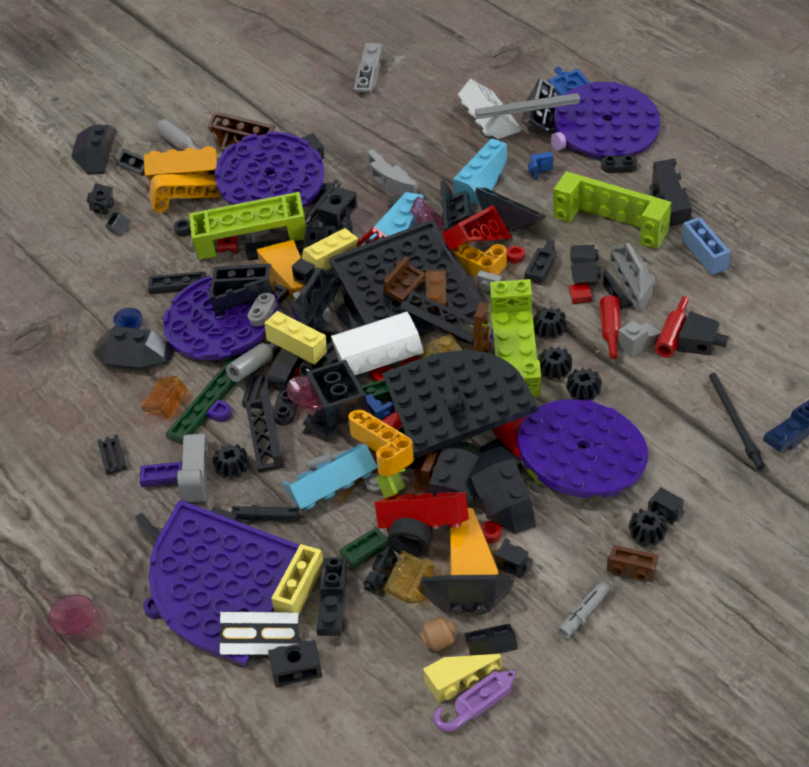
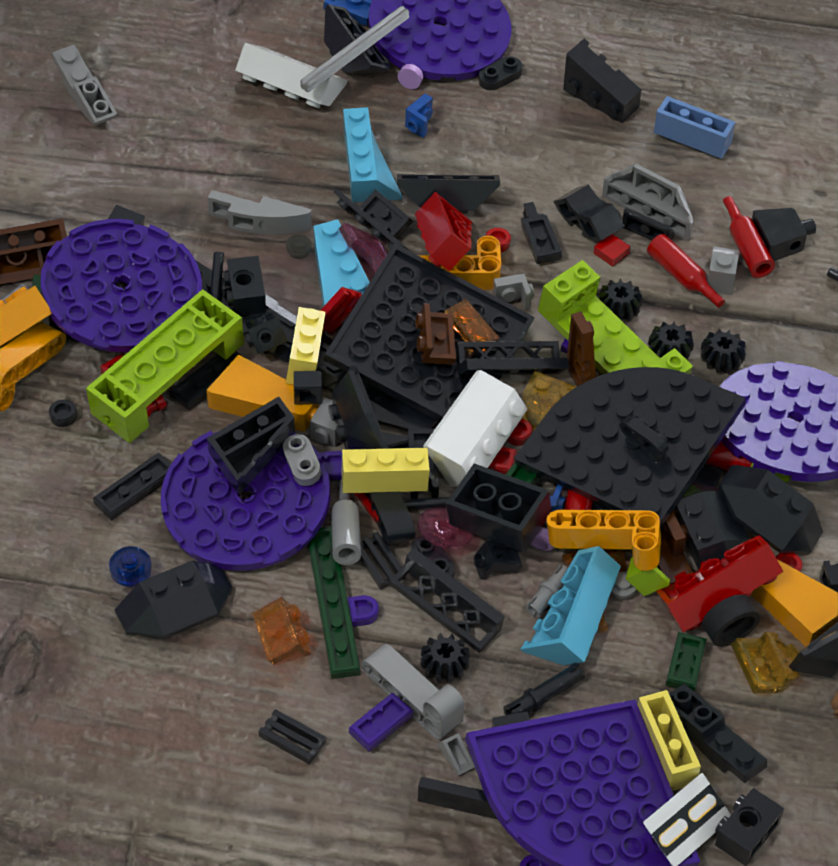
camera: 45 degrees left, 5 degrees up
(383, 566) = (724, 665): black hinge -> none
(613, 202) = (559, 123): lime plate -> none

